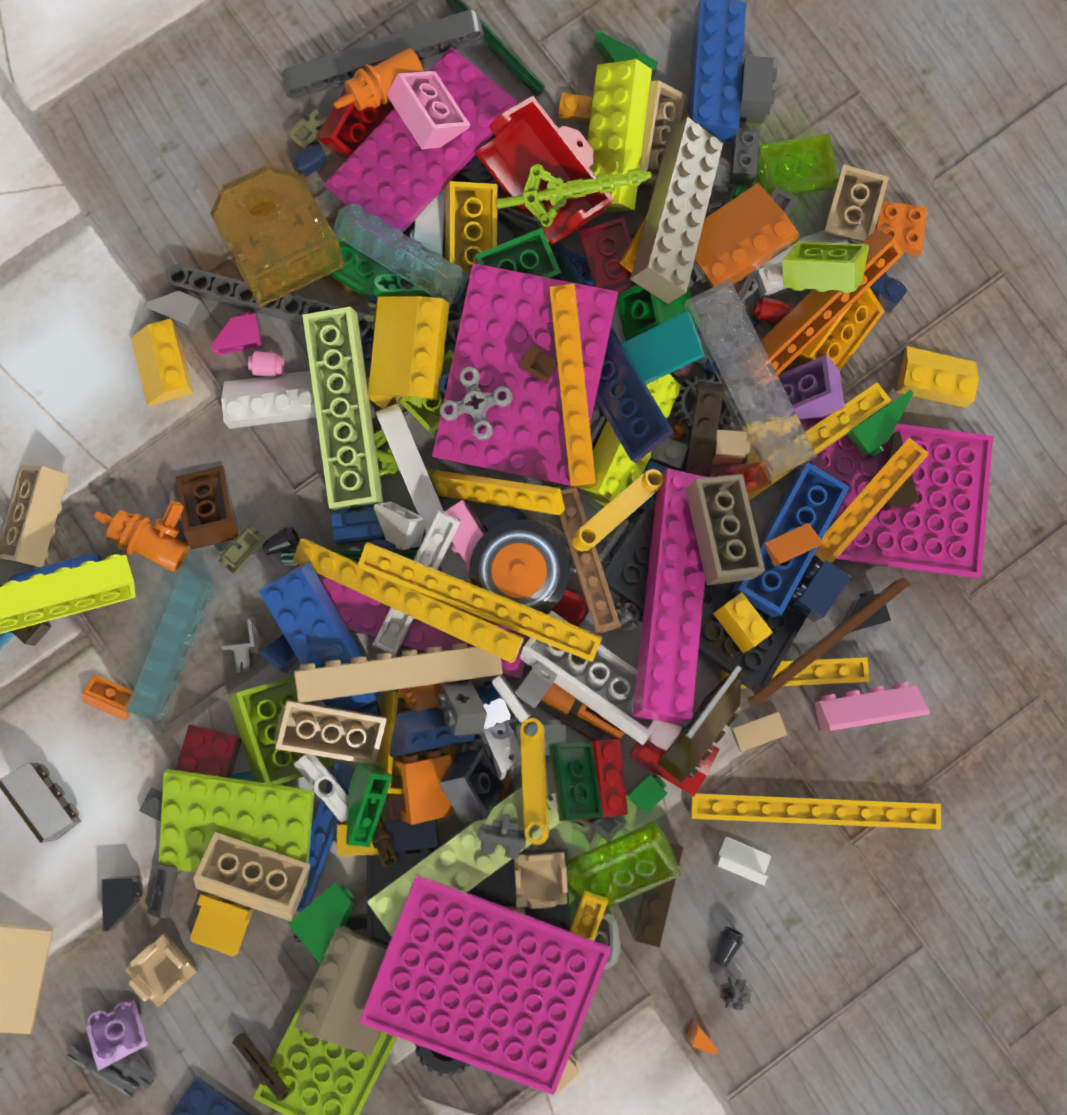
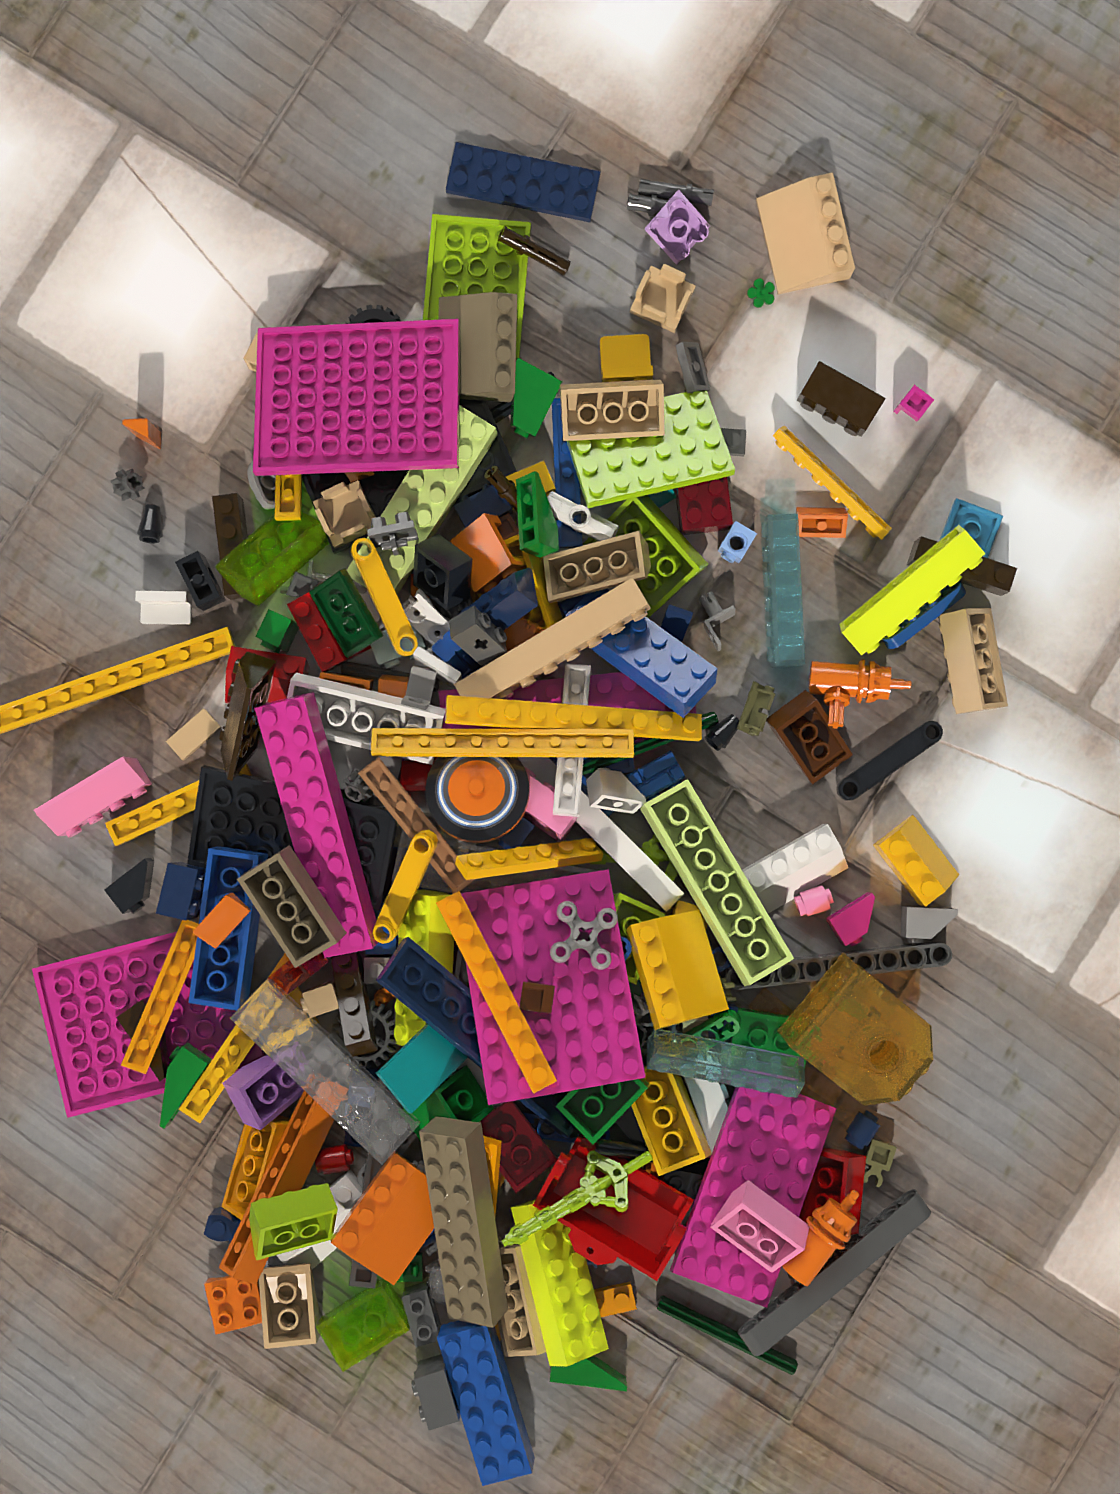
camera: 160 degrees right, 5 degrees up
(67, 937) = (761, 293): none -> green plant
(86, 736) = (825, 476): none -> yellow plate
(119, 898) = (729, 346): black slope -> none
(145, 458) = (889, 760): none -> black piece
(183, 709) = (741, 533): none -> light blue brick
(700, 871) = (200, 581): none -> black brick
(742, 622) = (244, 826): yellow brick -> none
(827, 642) = (155, 842): reddish brown tile -> none
(938, 377) = (143, 1158): yellow slope -> none

